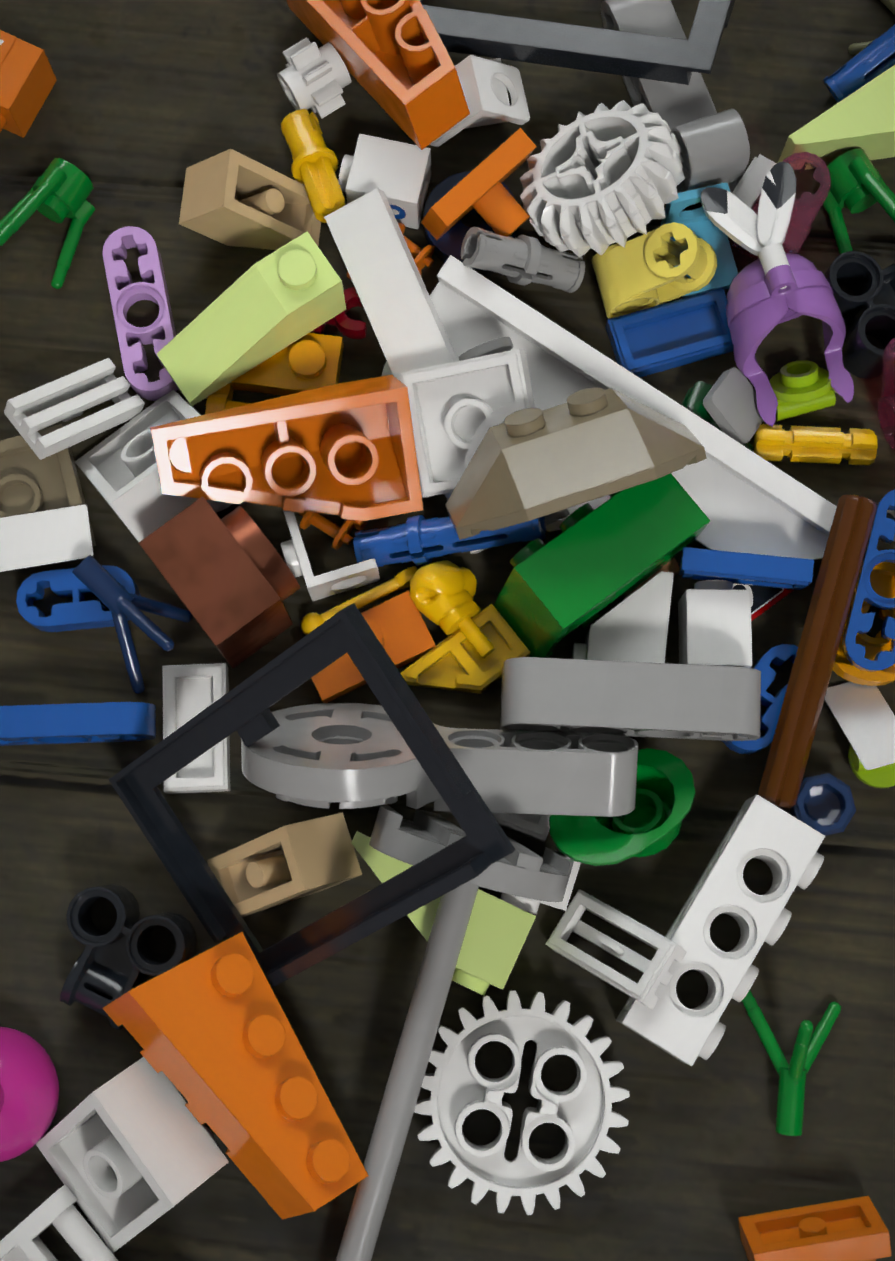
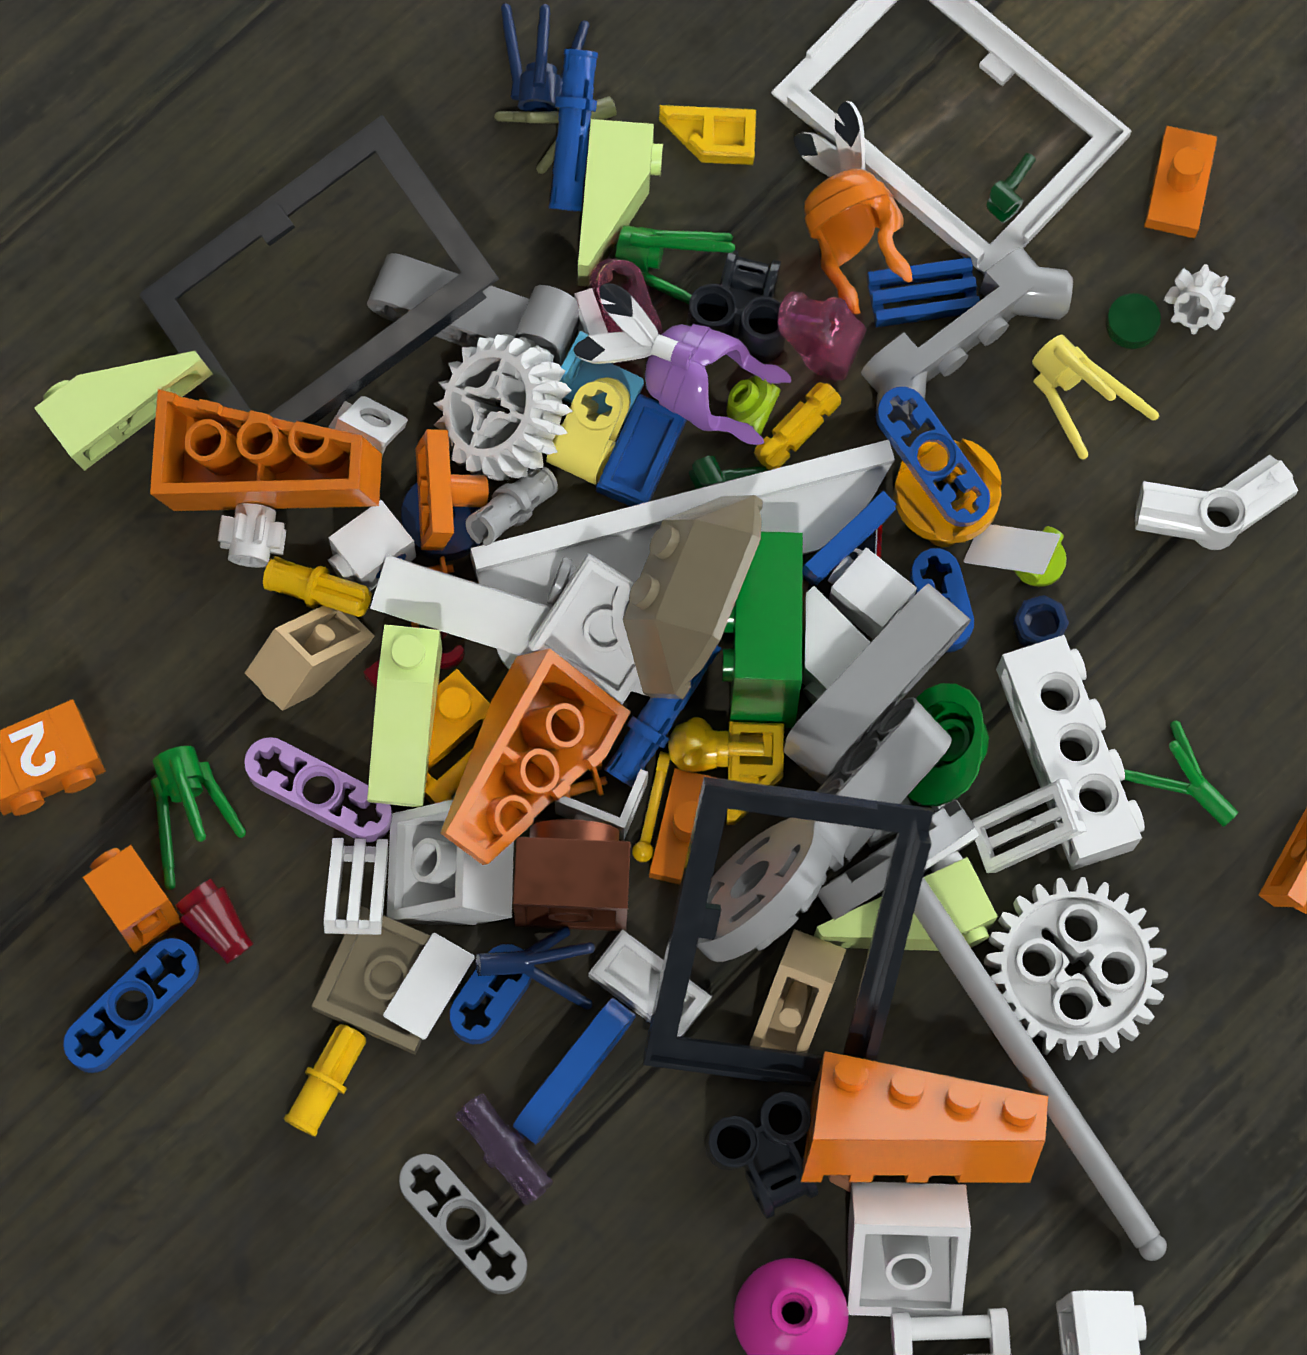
camera: 55 degrees left, 5 degrees down
(734, 406) = (729, 454): light grey piece -> none
(817, 650) = (940, 539): reddish brown axle -> none

